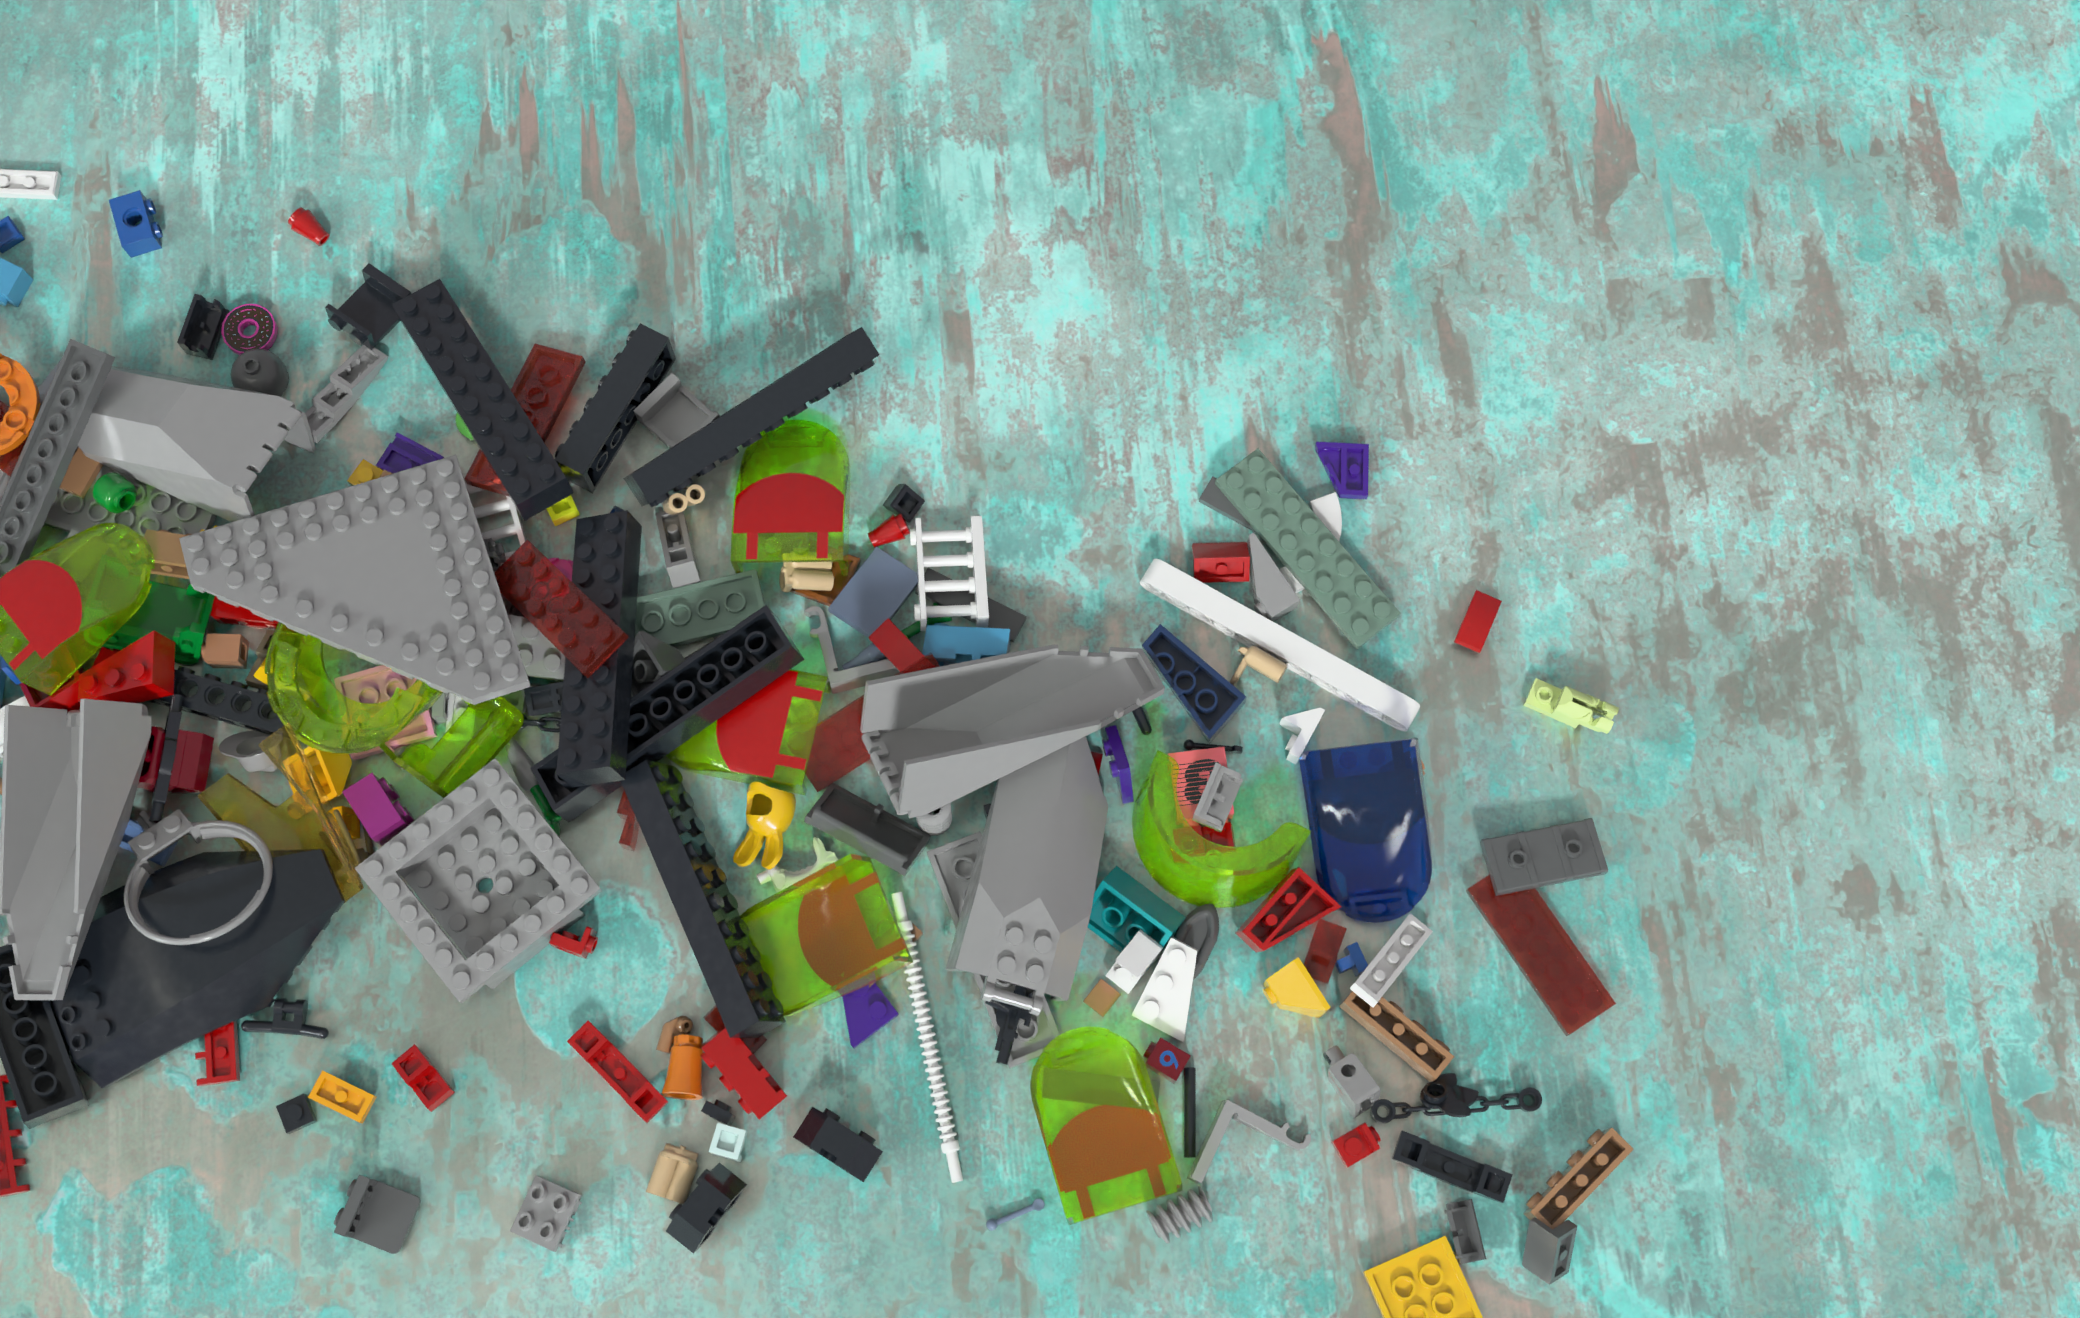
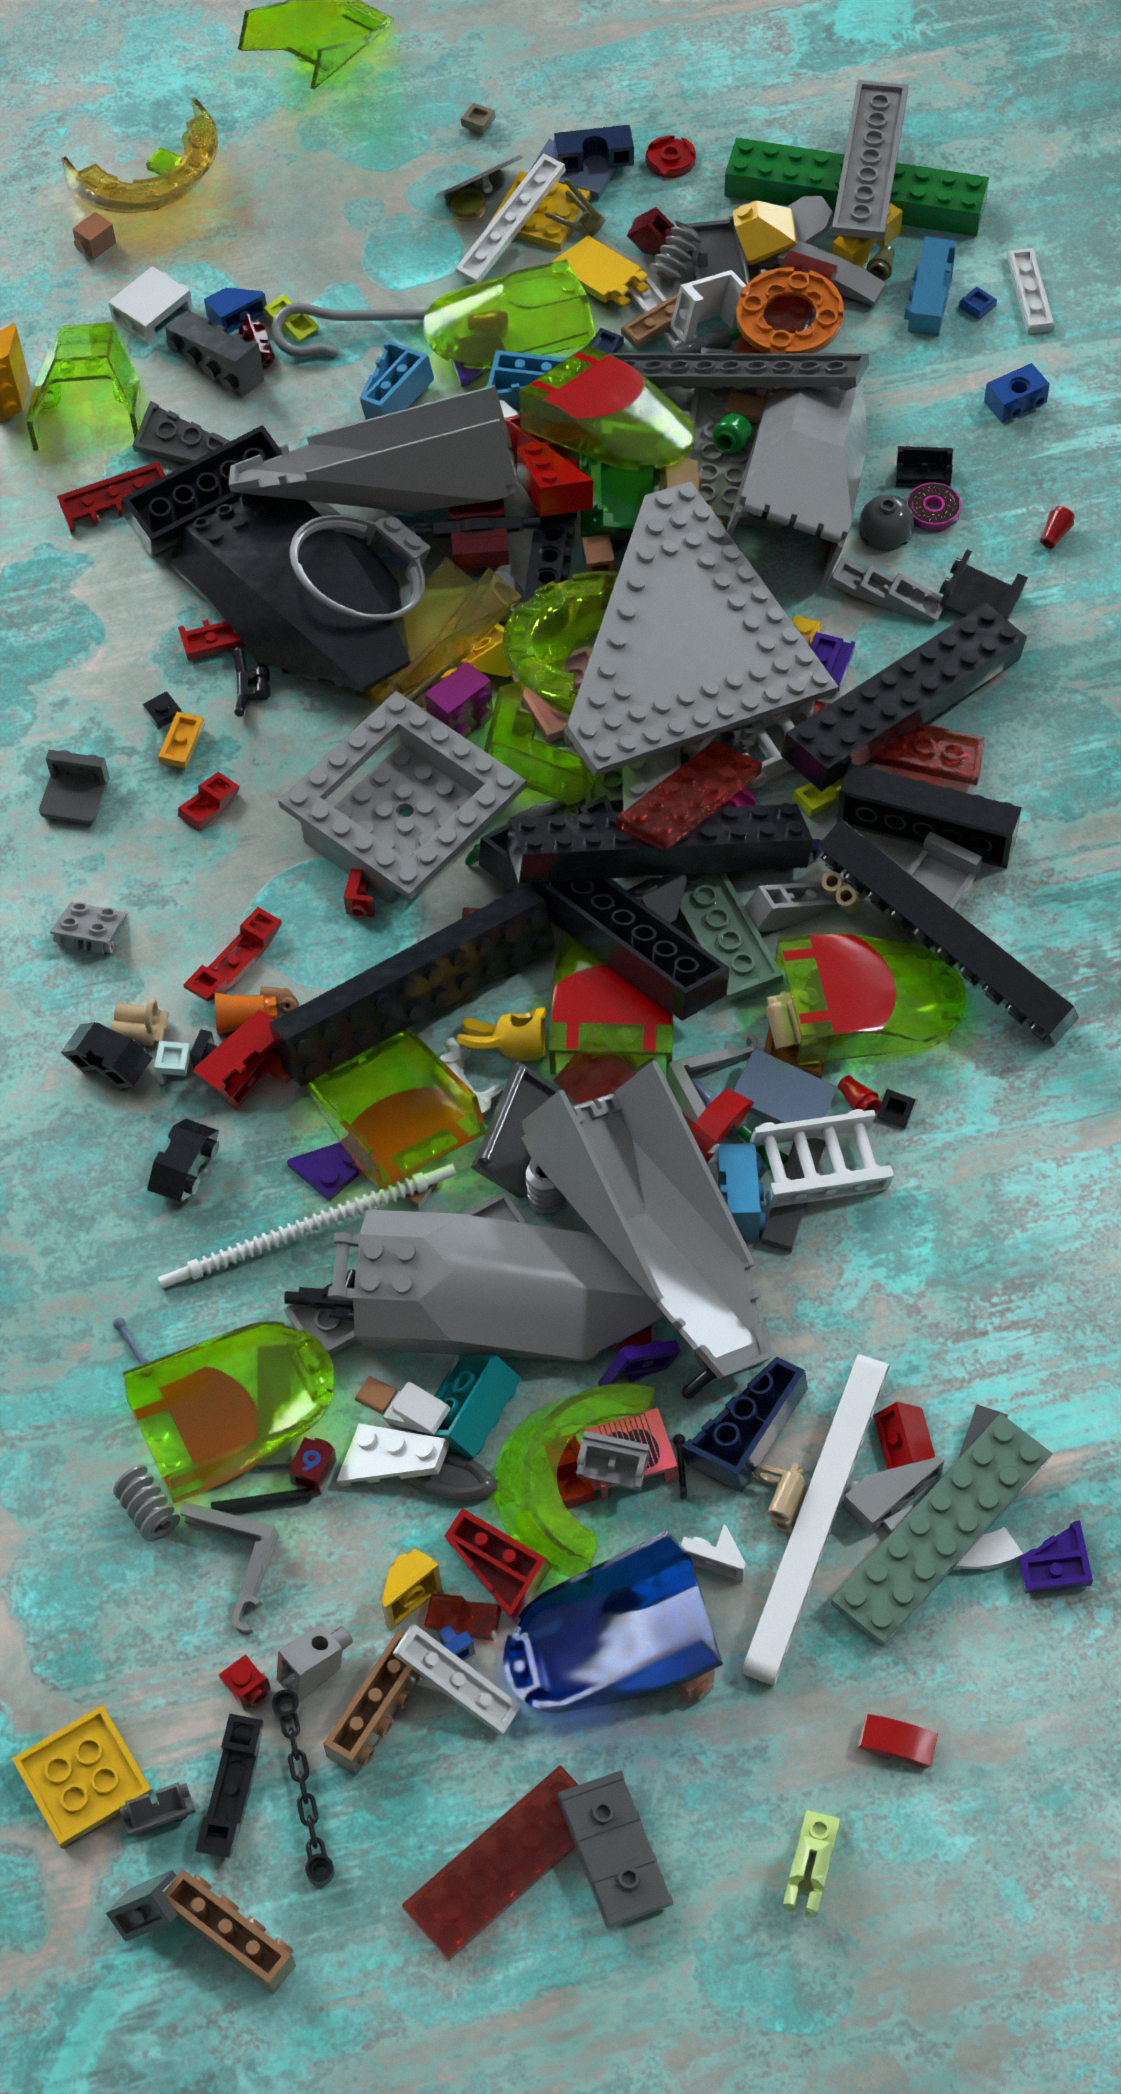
camera: 85 degrees right, 15 degrees down
(1448, 1096) = (311, 1772): black plate -> none

